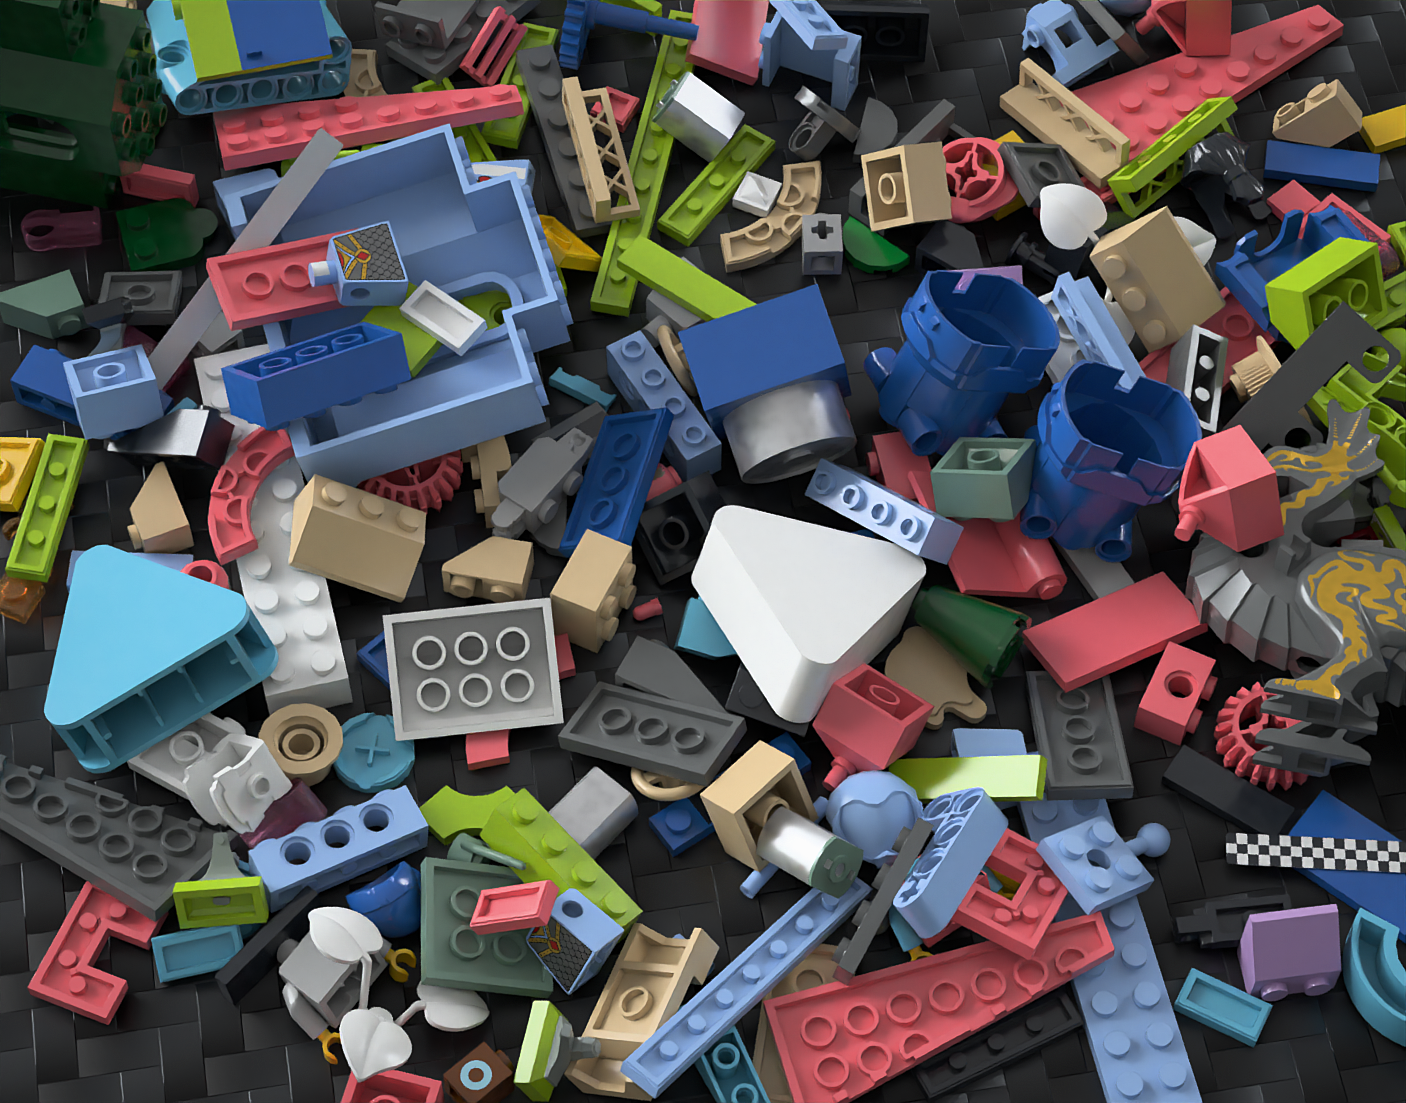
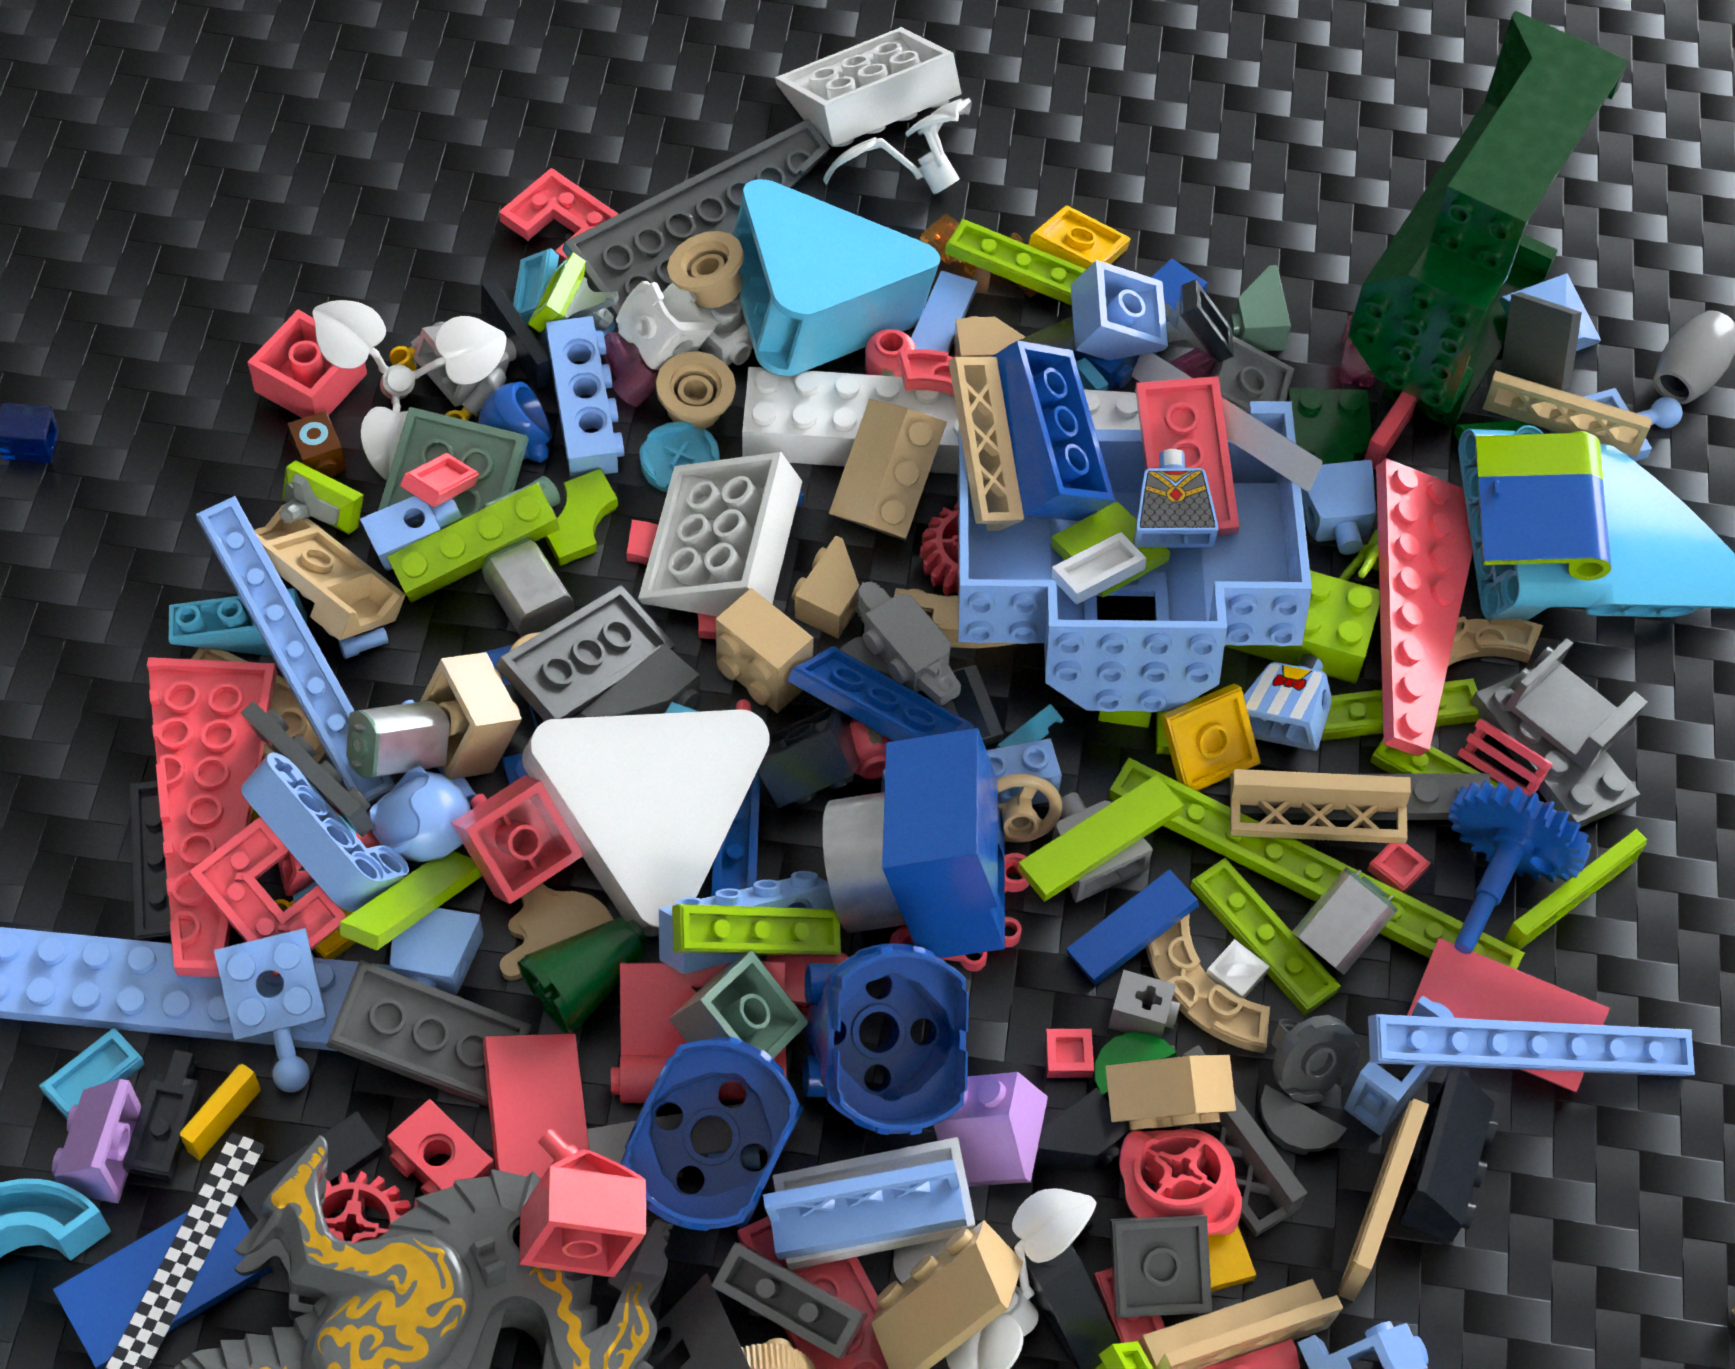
camera: 105 degrees right, 0 degrees up
(162, 748) = (708, 268): none -> tan piece
(345, 412) = (986, 442): none -> tan fence
(749, 261) = (1132, 927): none -> blue tile
(883, 285) = (1069, 1053): none -> coral plate
(905, 481) = (759, 929): none -> lime tile
(930, 52) = (1382, 1200): none -> tan tile
(1213, 877) = (220, 1111): none -> yellow tile

